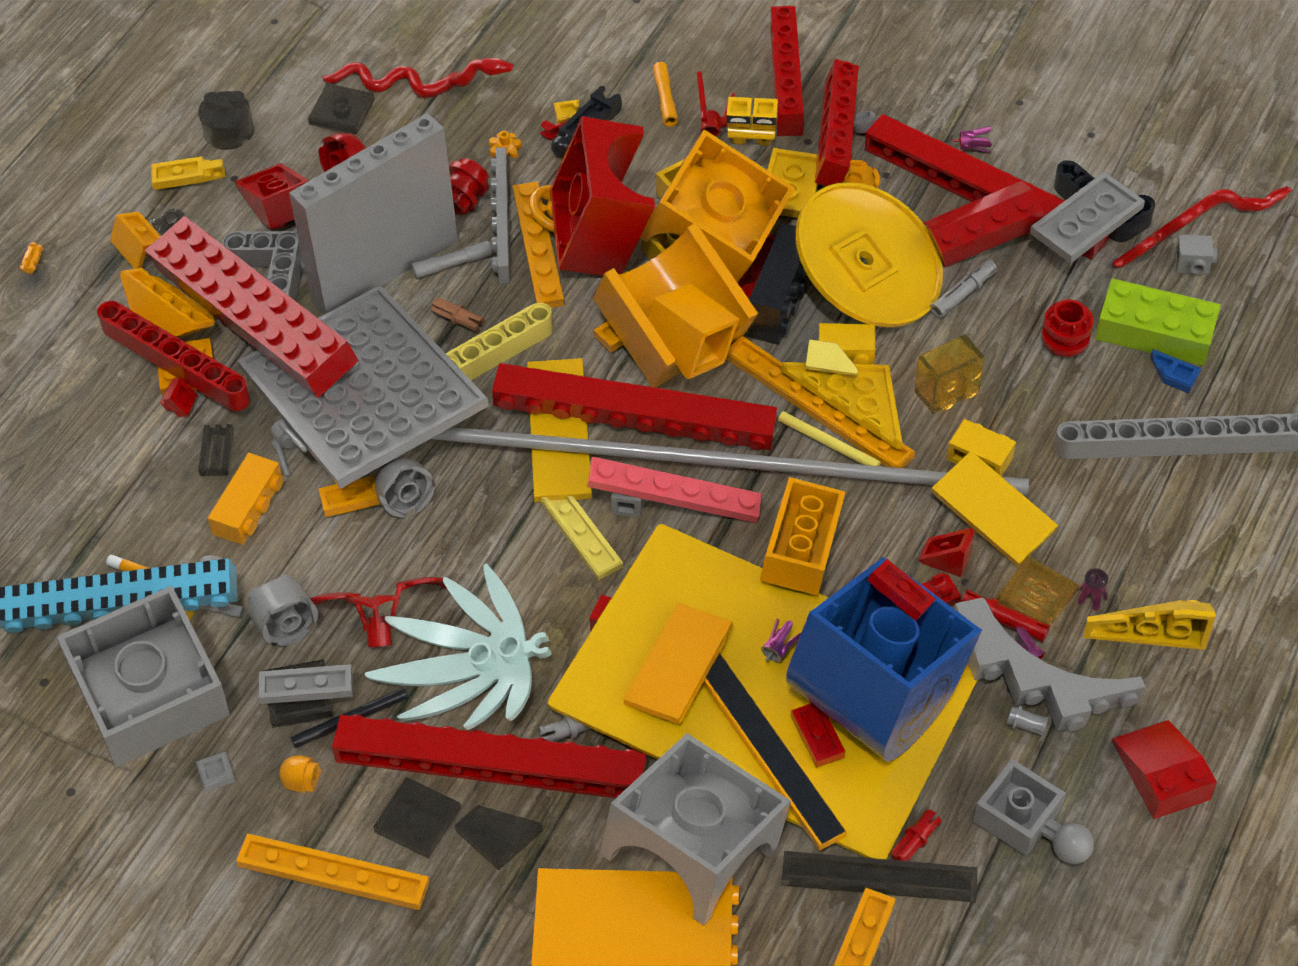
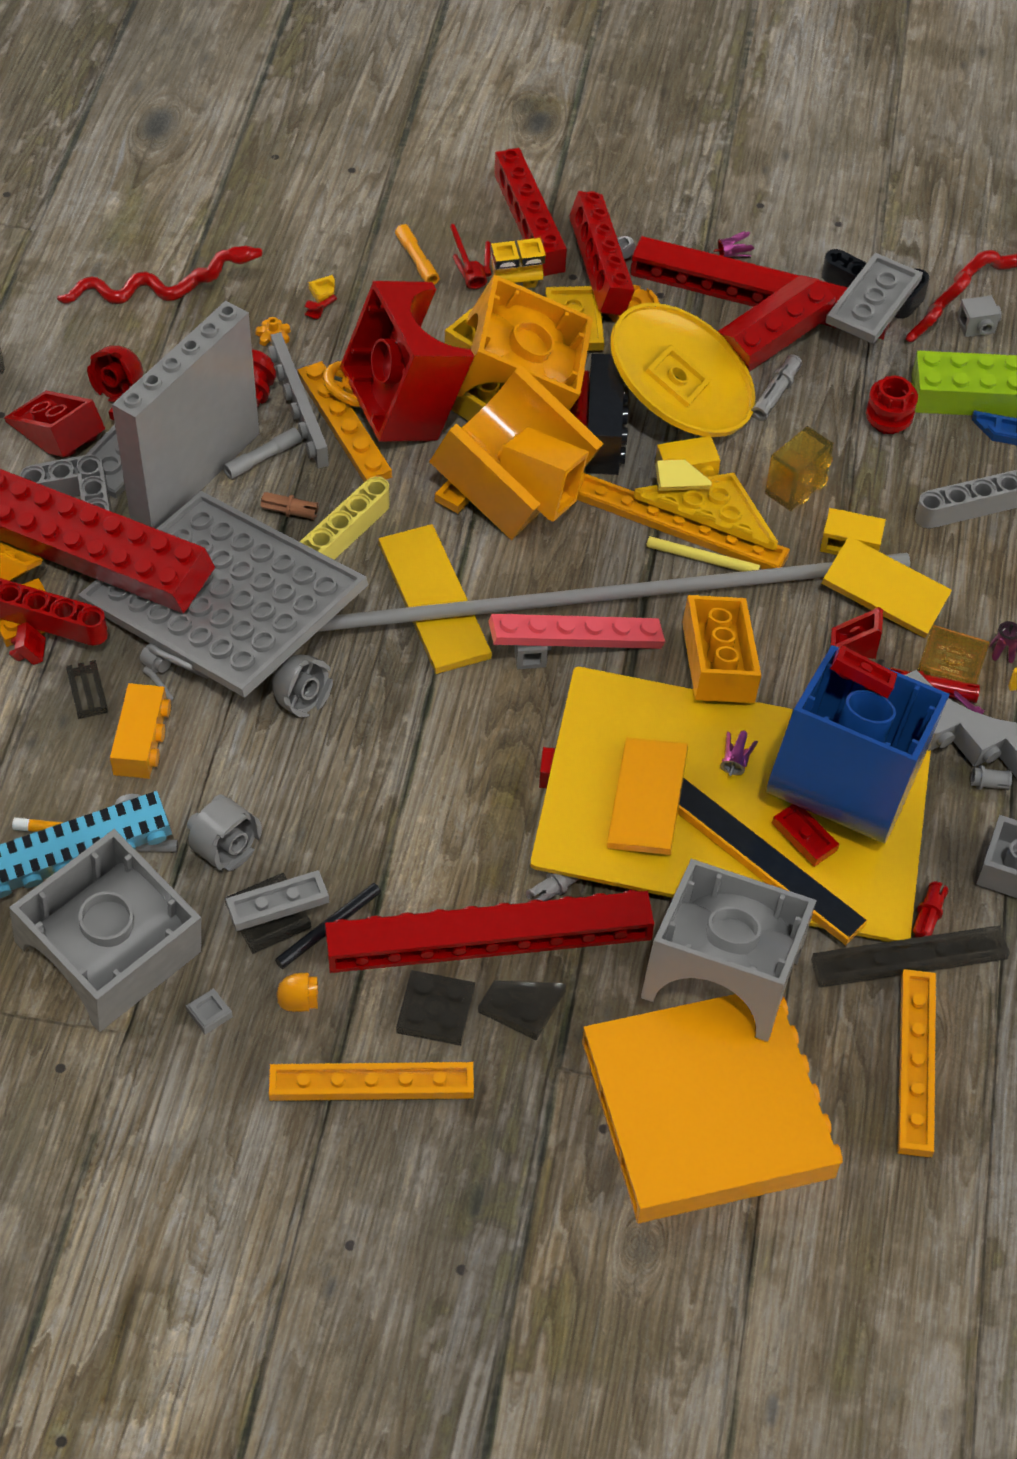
camera: 20 degrees left, 0 degrees up
(341, 108) = (90, 325): clear smoke plate -> none
(351, 497) = (239, 711): light orange plate -> none
(378, 629) = (328, 828): red plant -> none
(493, 658) = (458, 833): light aqua plant -> none
(583, 536) = (497, 696): light yellow tile -> none
(597, 107) = (348, 295): black plate -> none
(634, 406) = (505, 559): red brick -> none

